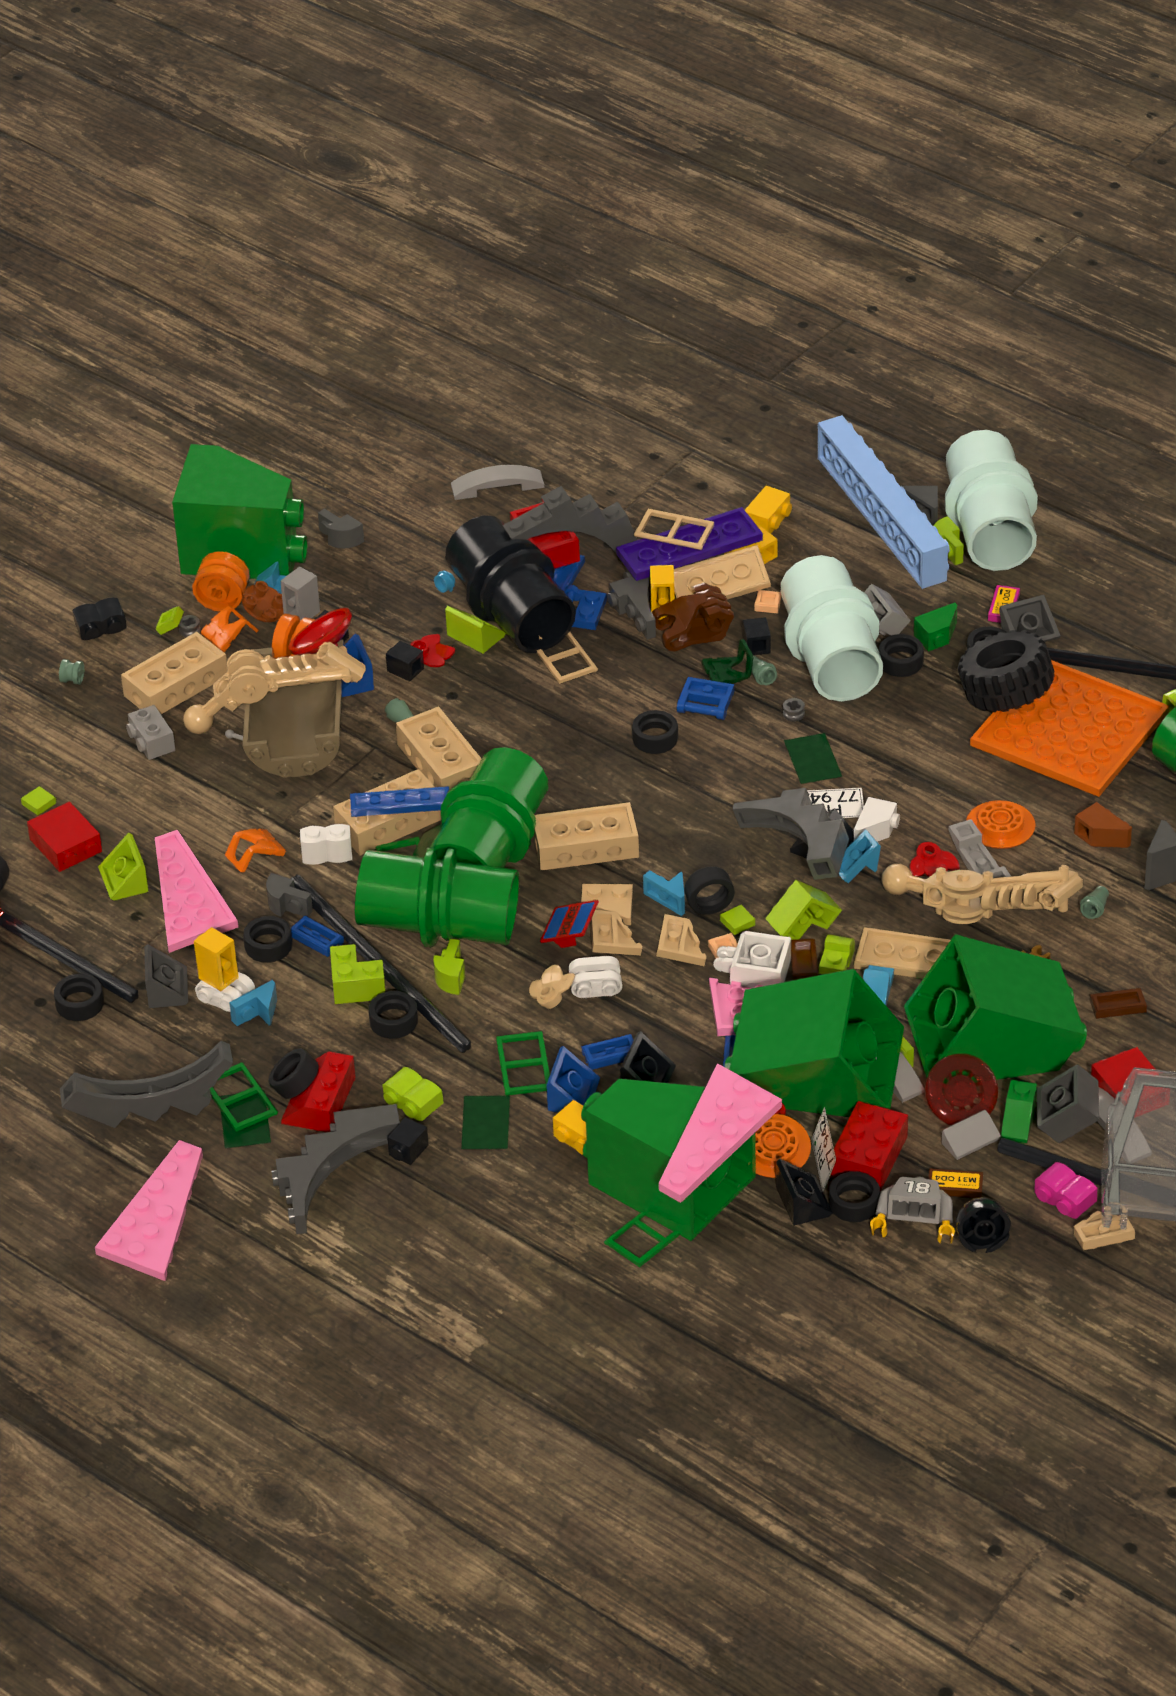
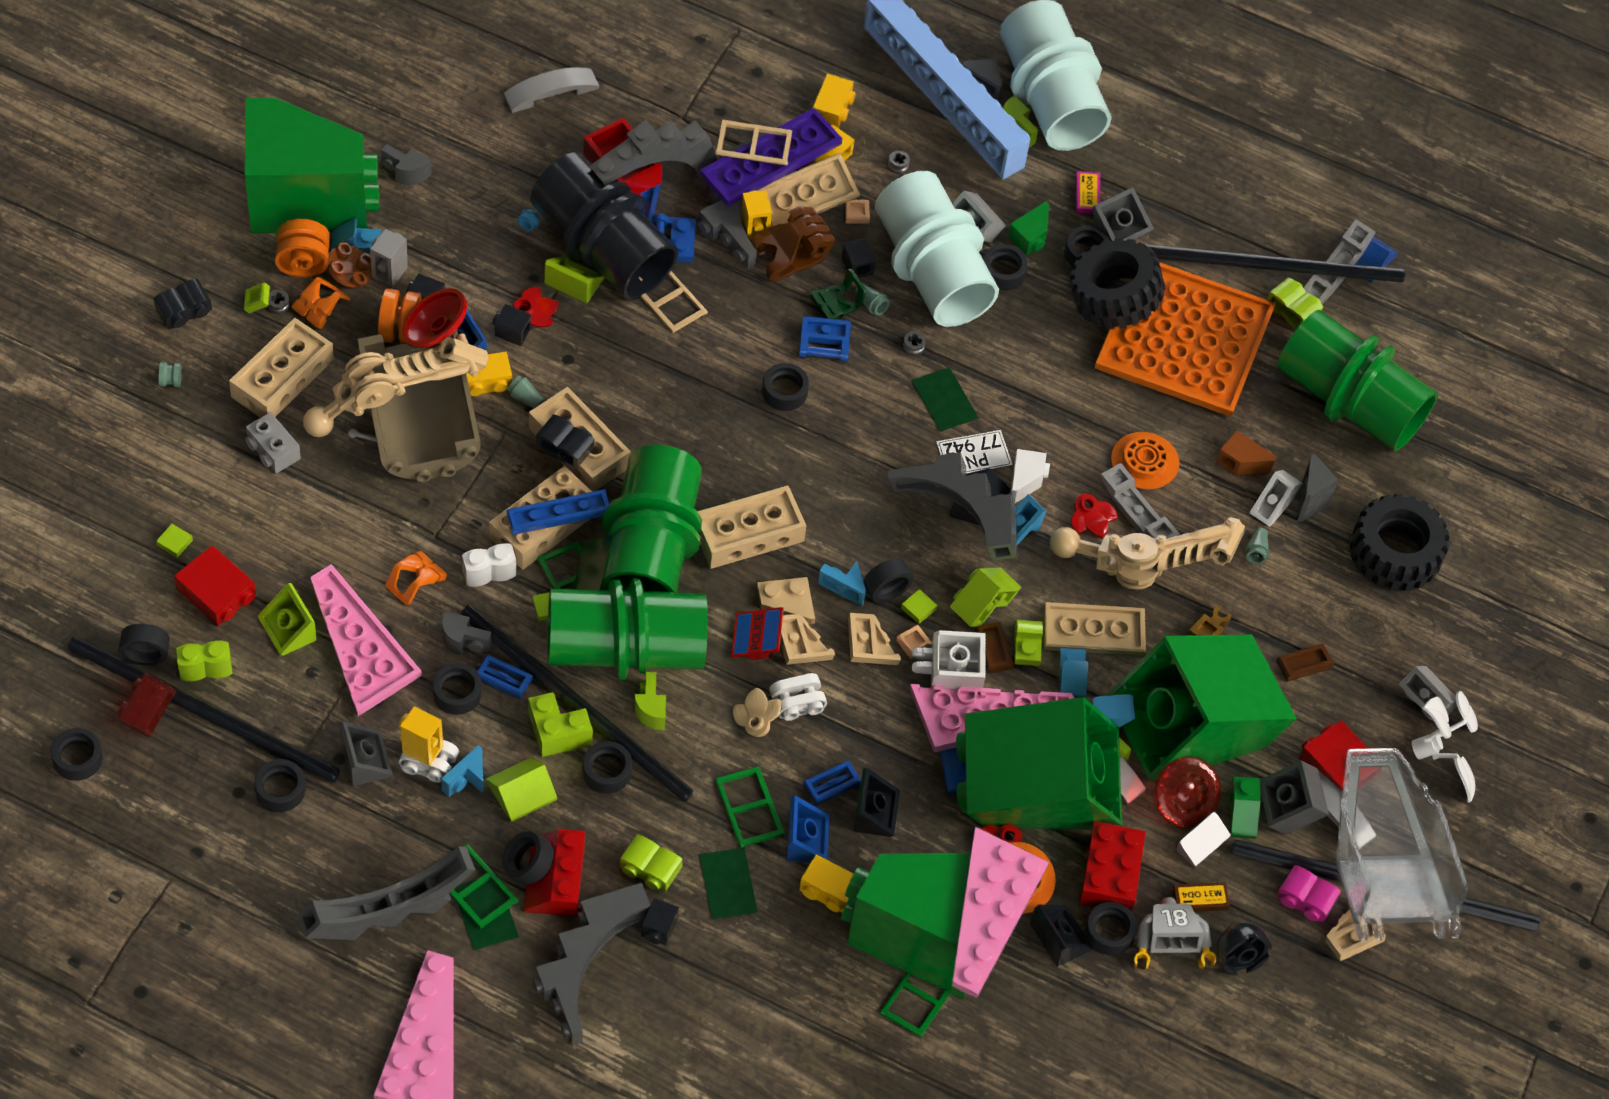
camera: 20 degrees left, 15 degrees up
(36, 892) = (204, 661): none -> lime brick
(308, 1025) = (522, 788): none -> lime slope
(366, 696) = (492, 378): none -> yellow brick
(421, 744) = (565, 441): none -> black brick
(823, 1149) = (1072, 880): white sticker -> none
(906, 1010) = (1116, 707): none -> dark azure slope
(1123, 863) = (1275, 497): none -> white slope

